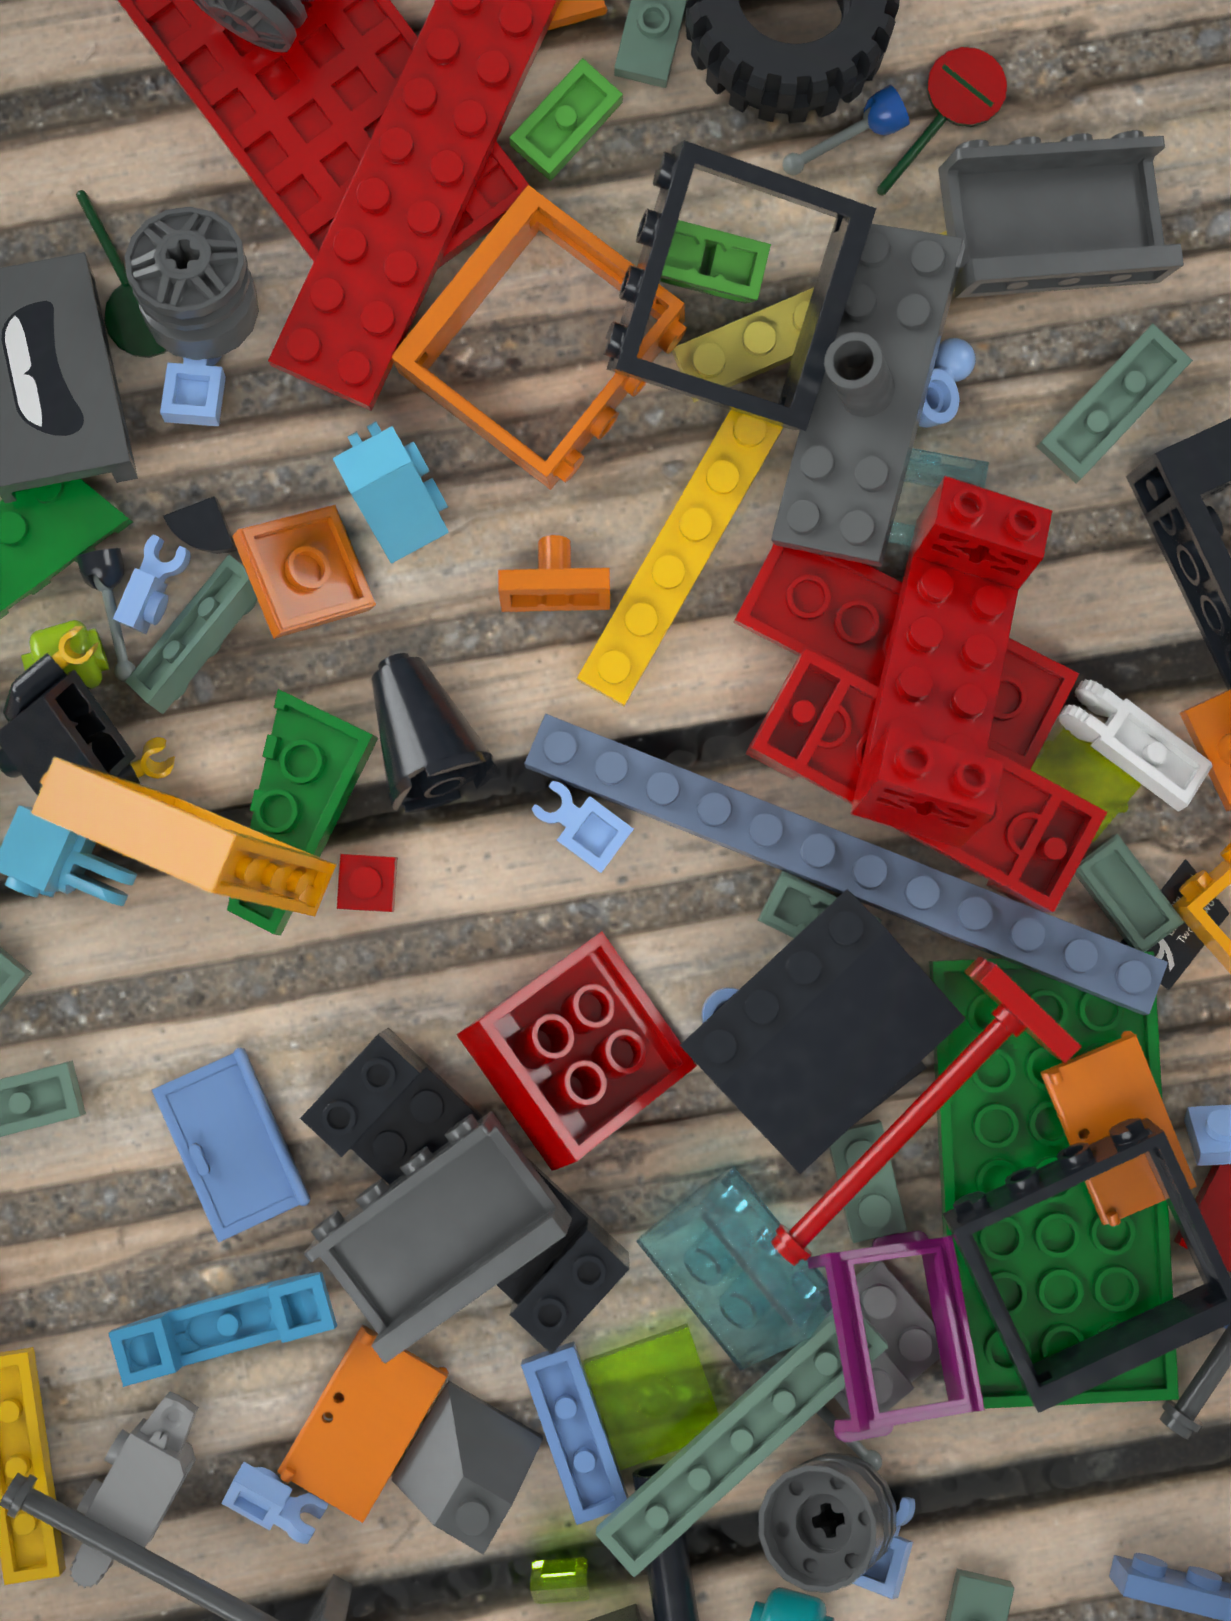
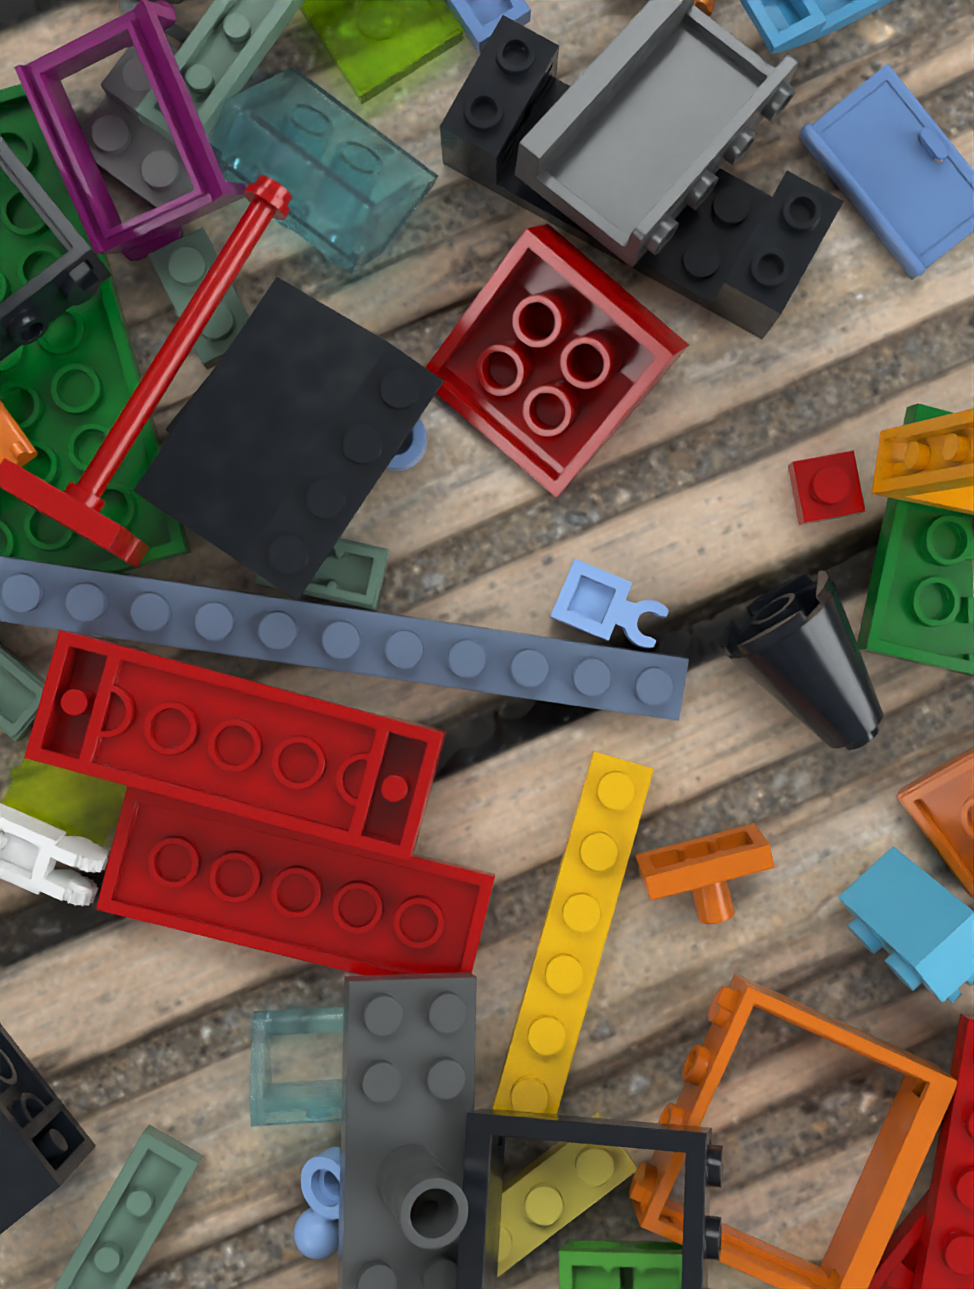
camera: 175 degrees right, 0 degrees up
(946, 663) = (244, 881): red plate -> none

